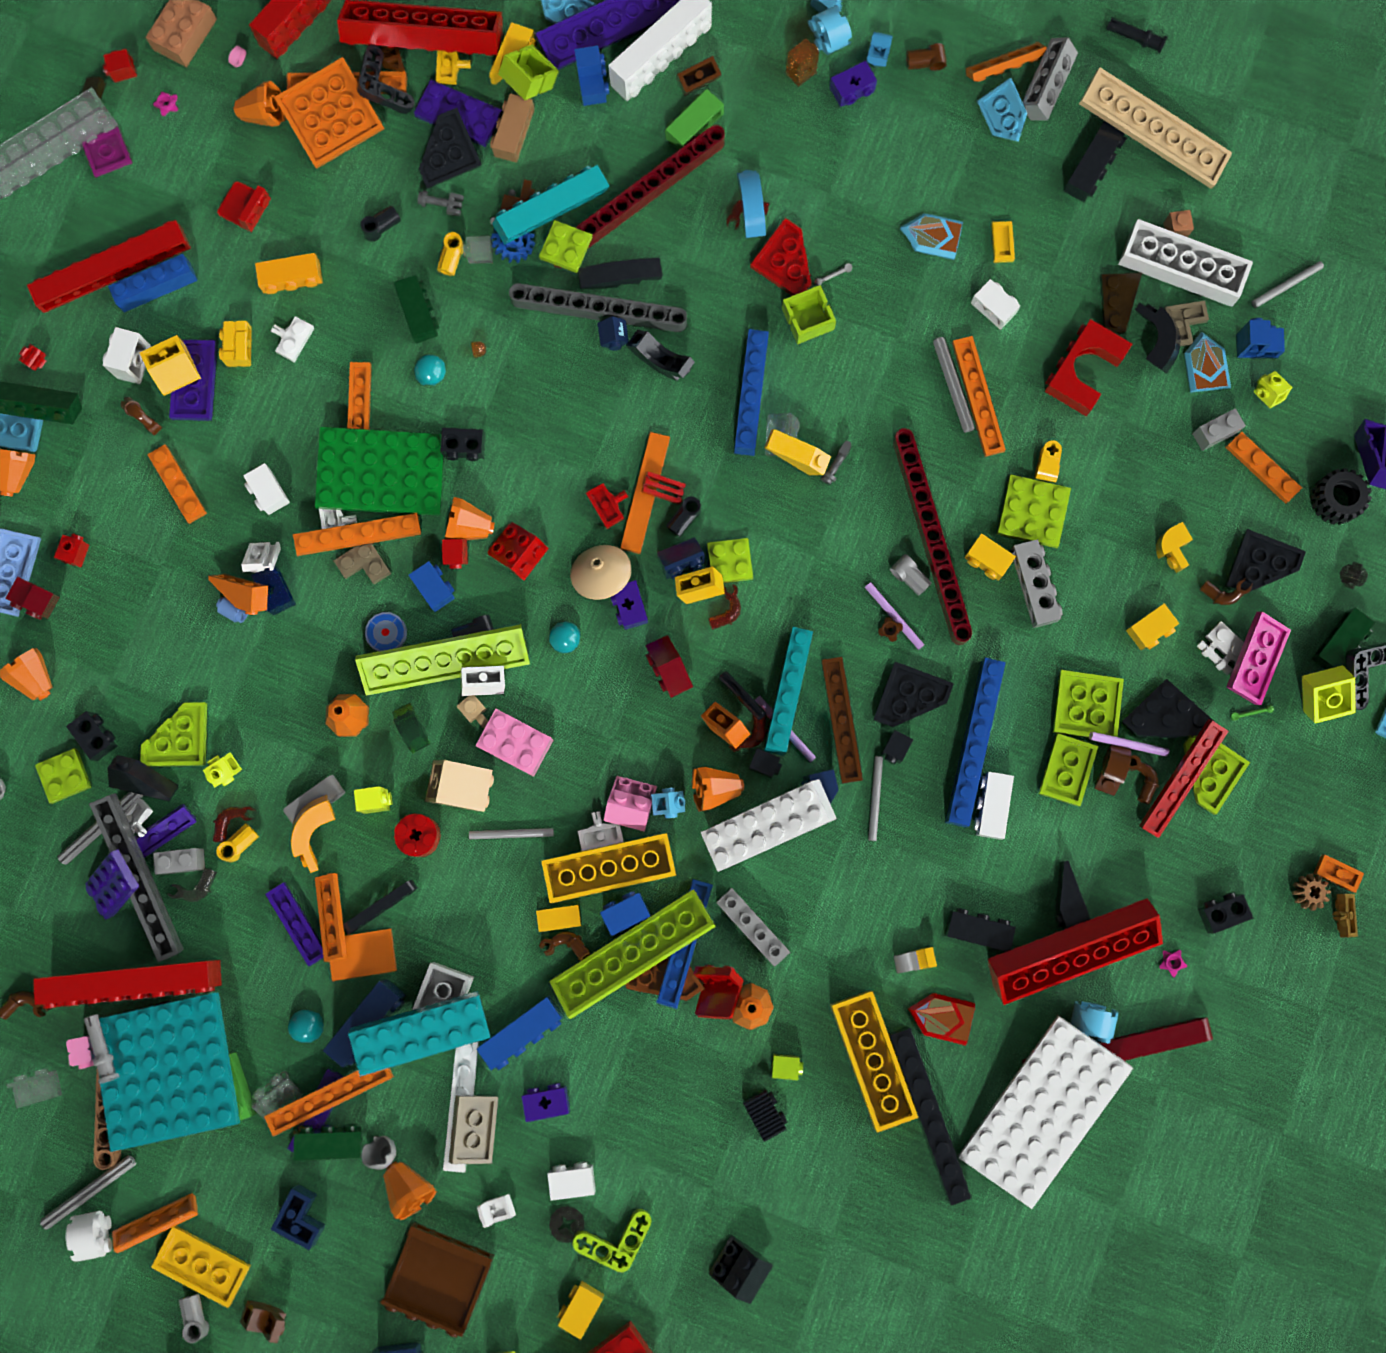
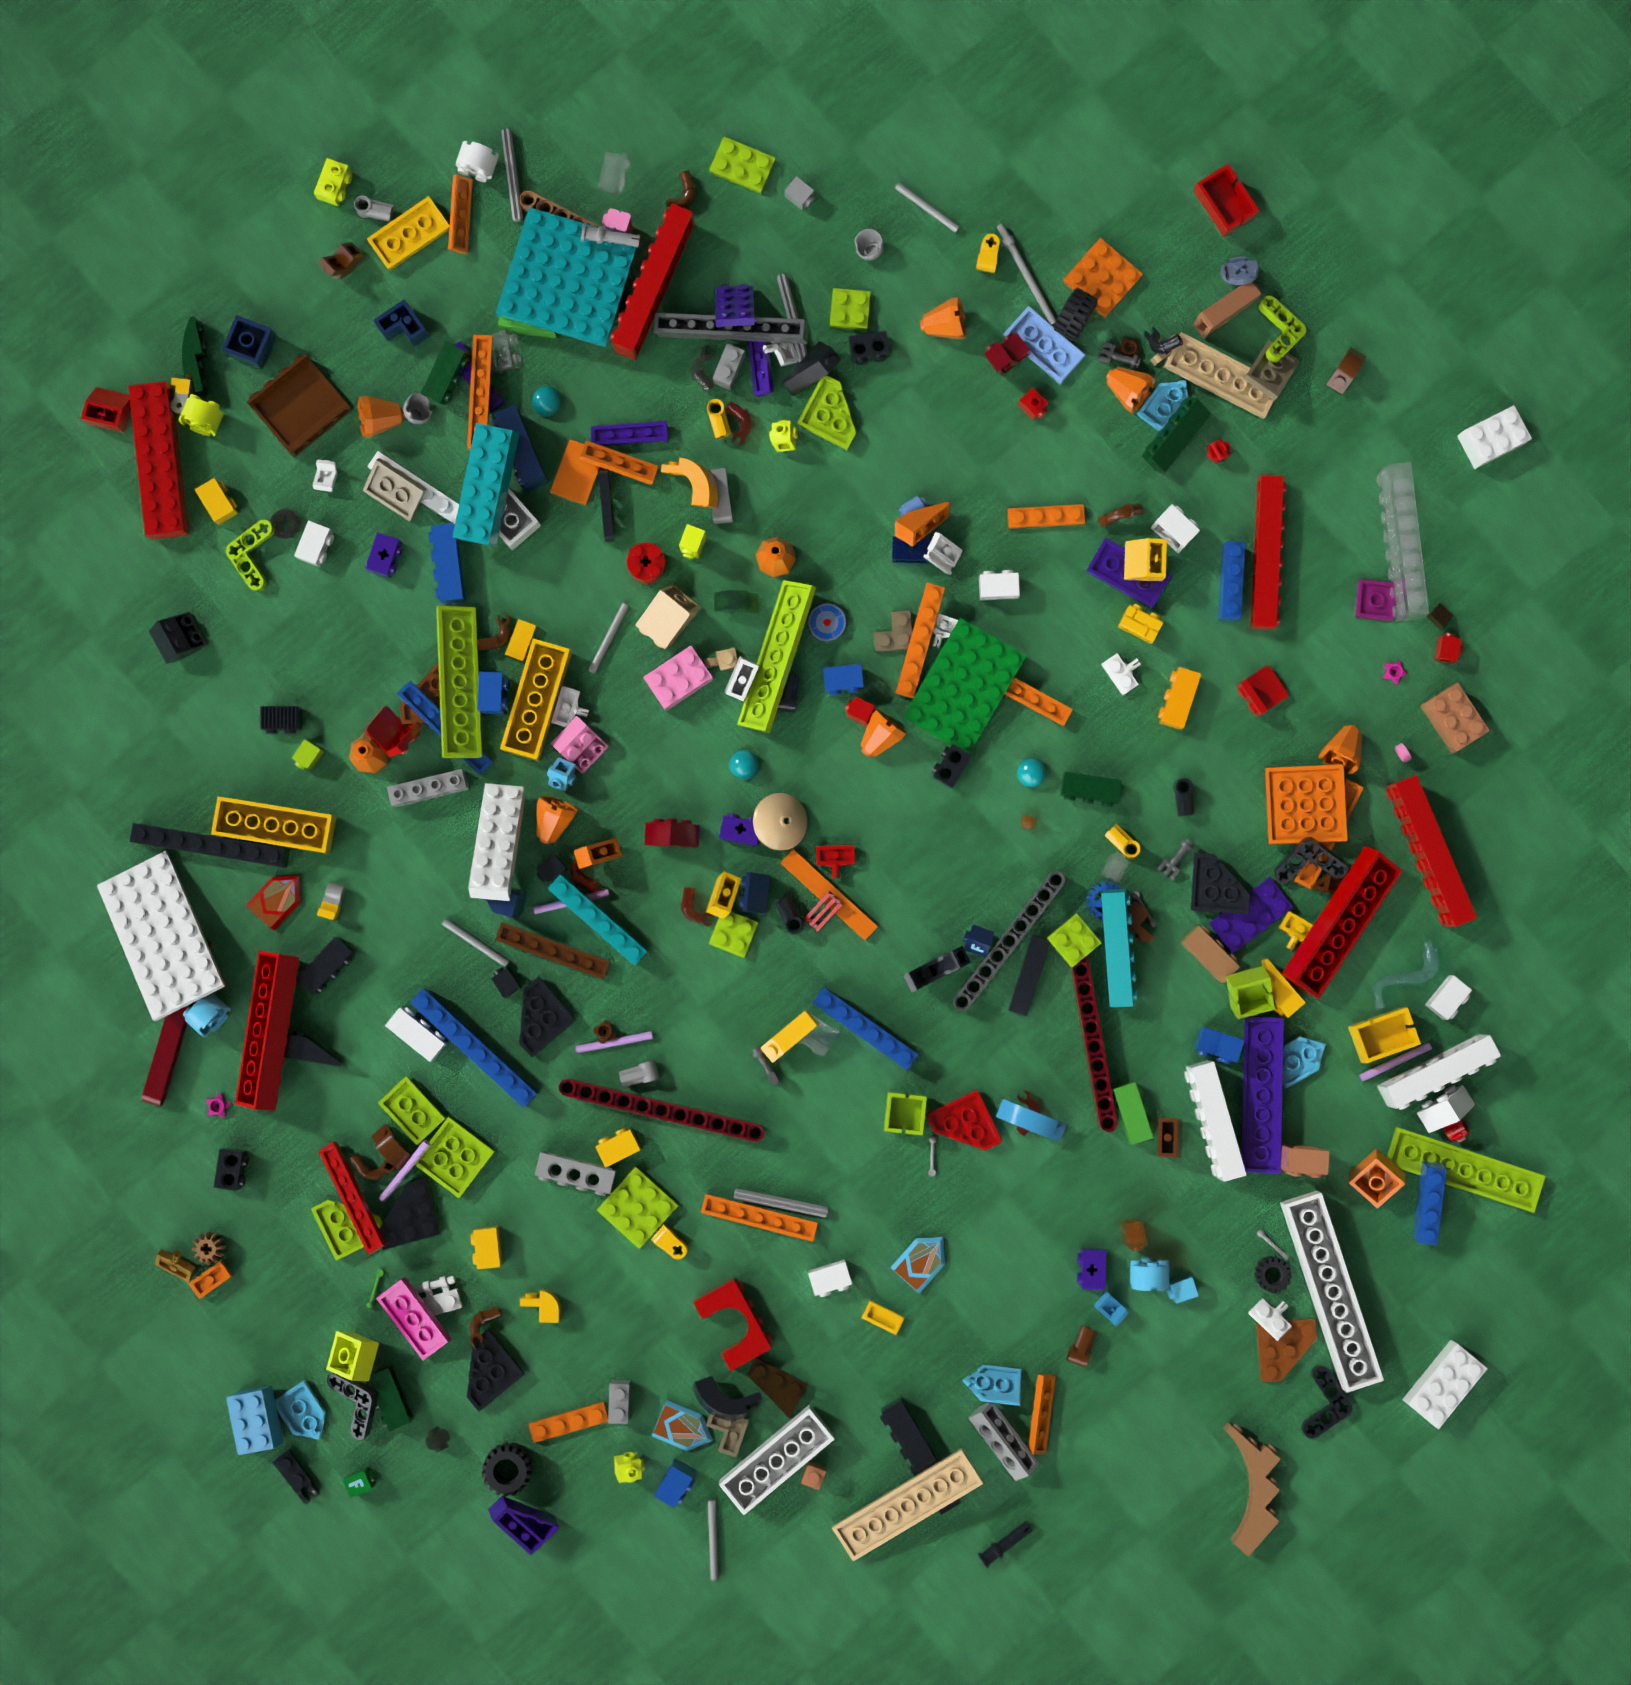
camera: 115 degrees right, 5 degrees up
(518, 550) = (836, 763): red bracket -> none
(742, 695) = (615, 881): black axle -> none

